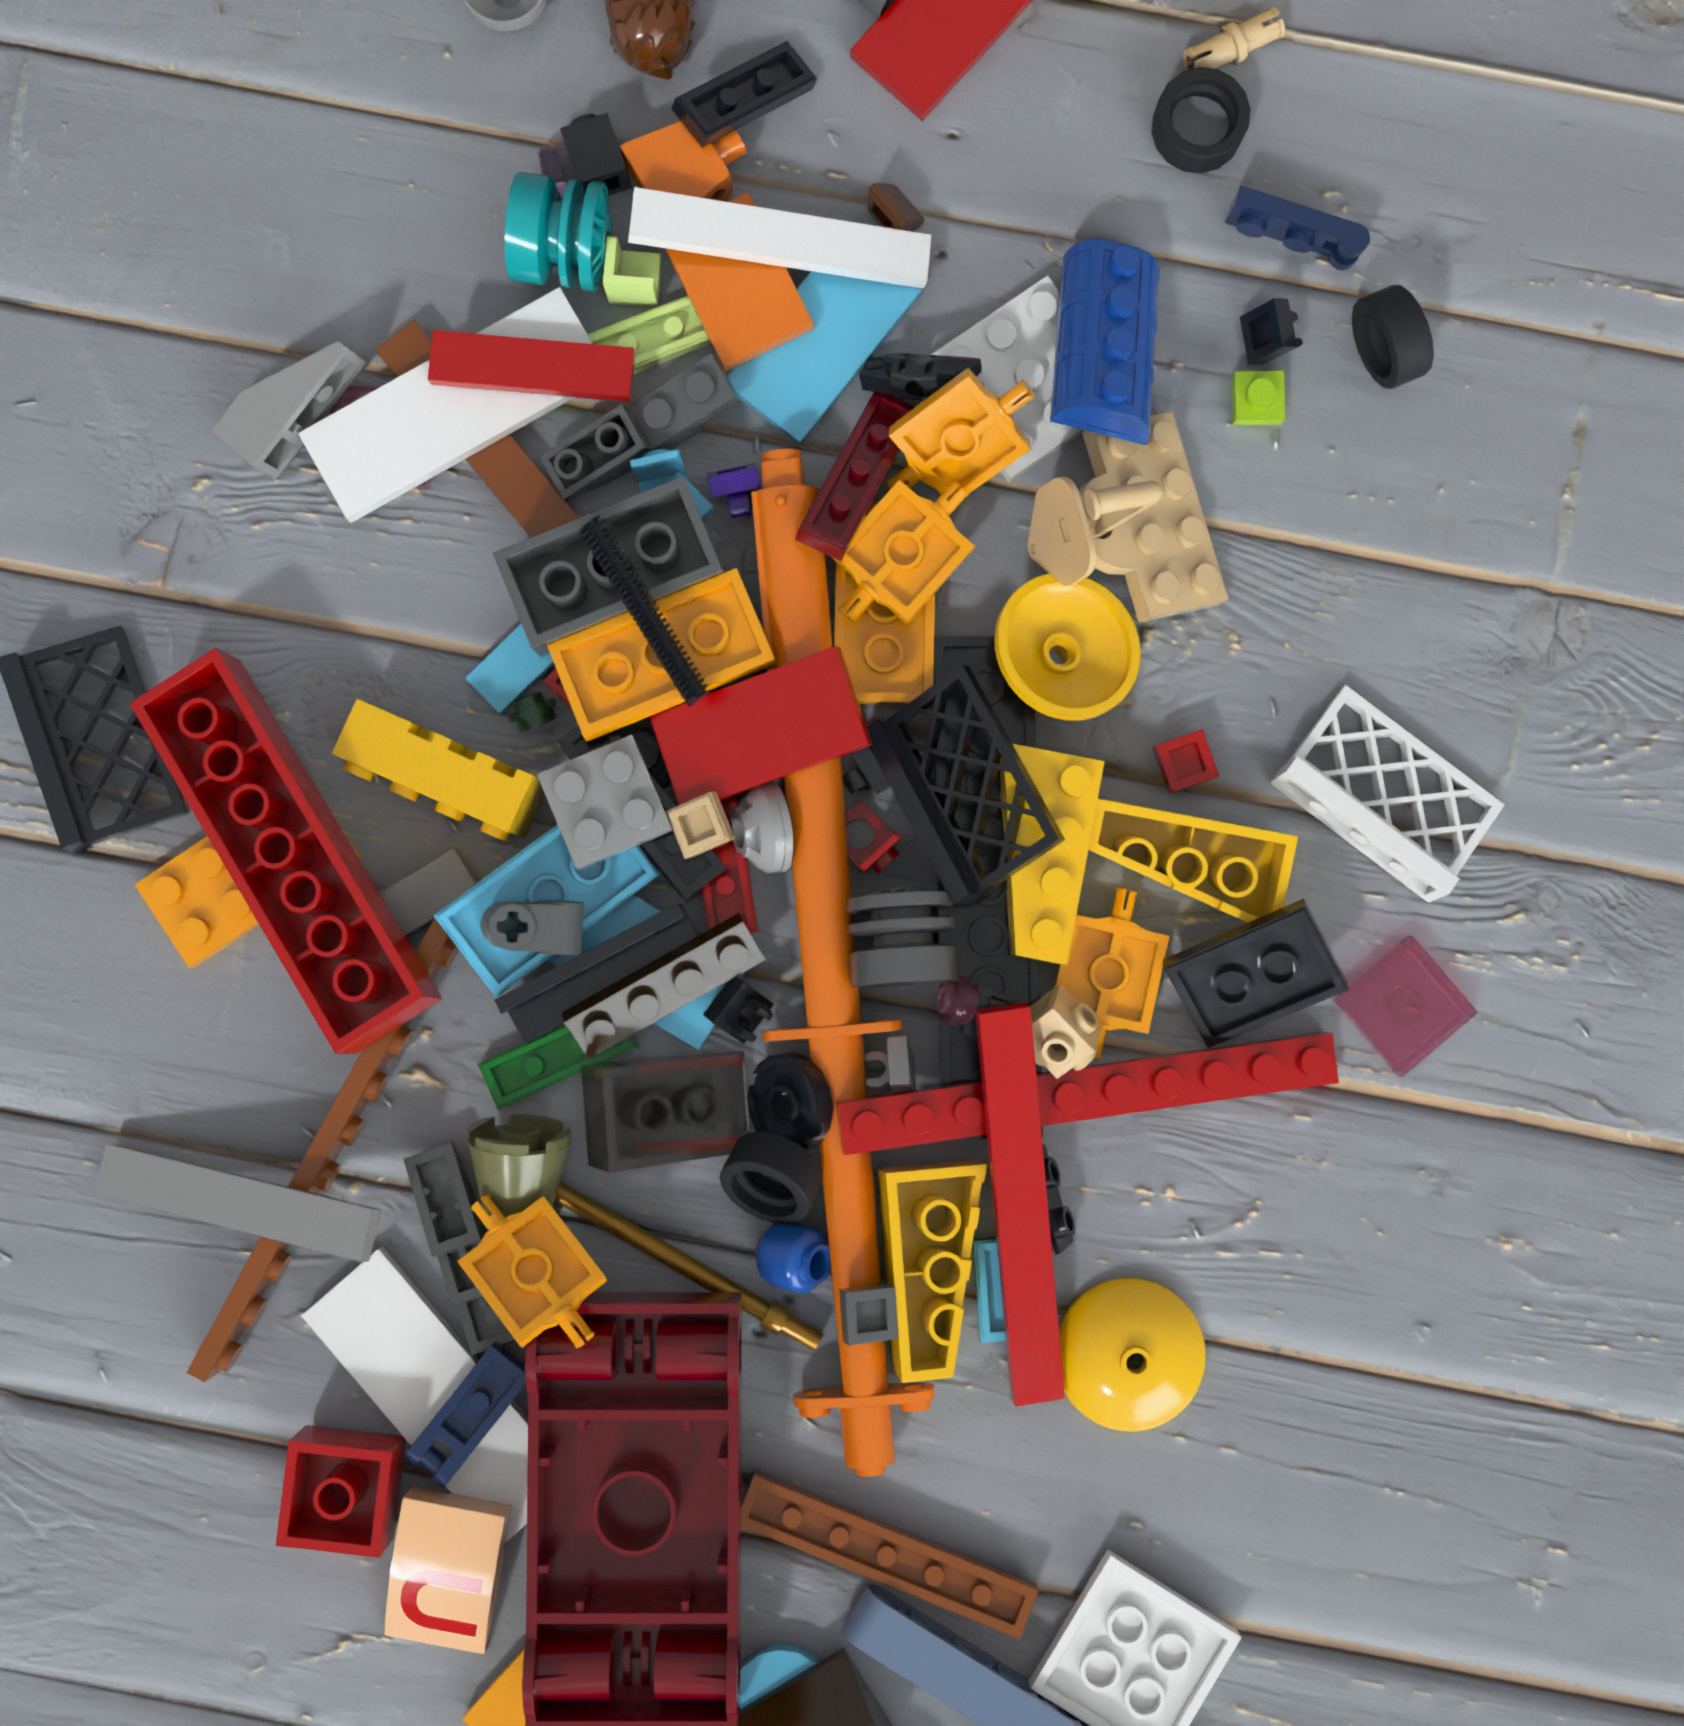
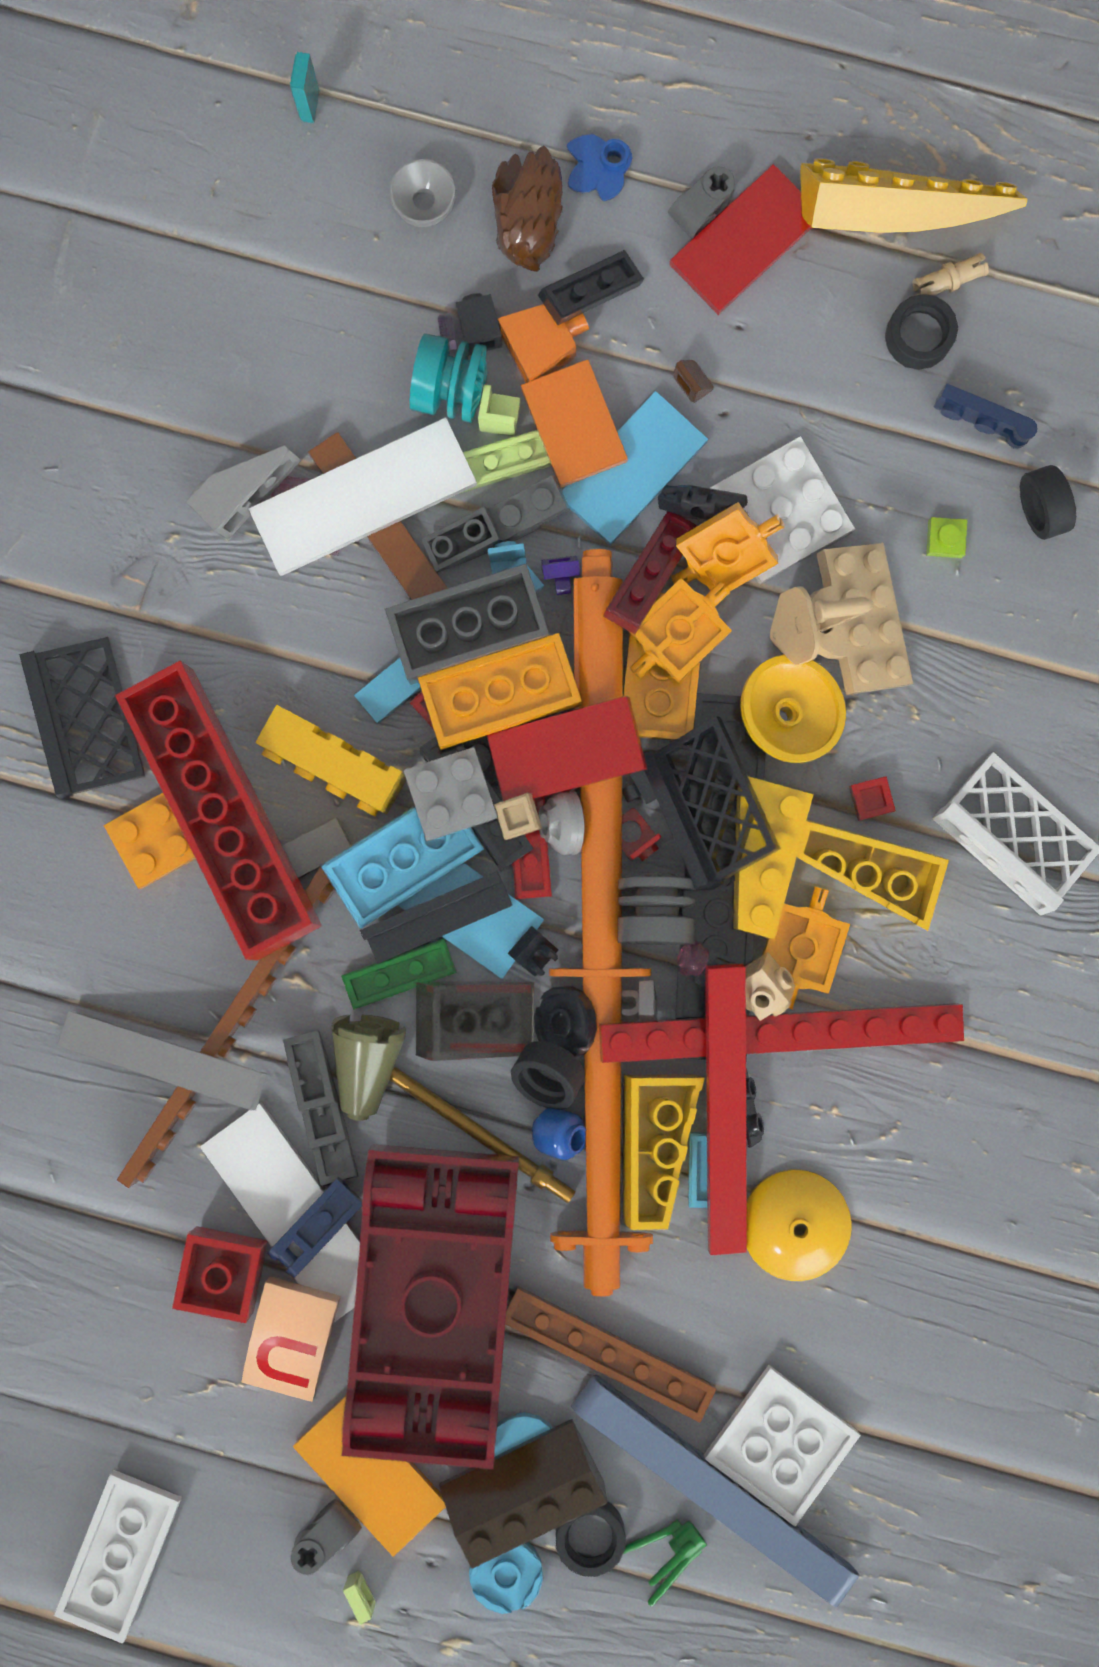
camera: 10 degrees right, 0 degrees up
(531, 366) = (421, 474): red tile -> none
(532, 711) = (401, 723): clear green plate -> none
(532, 1271) = (372, 1126): light orange plate -> none
(542, 926) = (398, 880): dark grey piece -> none
(643, 611) = (490, 659): black axle -> none
(663, 986) = (481, 930): plate -> none
(779, 238) = (608, 395): white tile -> none
(868, 1314) = (610, 1178): dark grey plate -> none
(1106, 340) = (839, 488): blue container -> none
(1255, 973) = (910, 956): black tile -> none
(1269, 331) = (958, 490): black tile -> none
(1405, 1006) = (1017, 989): clear pink tile -> none

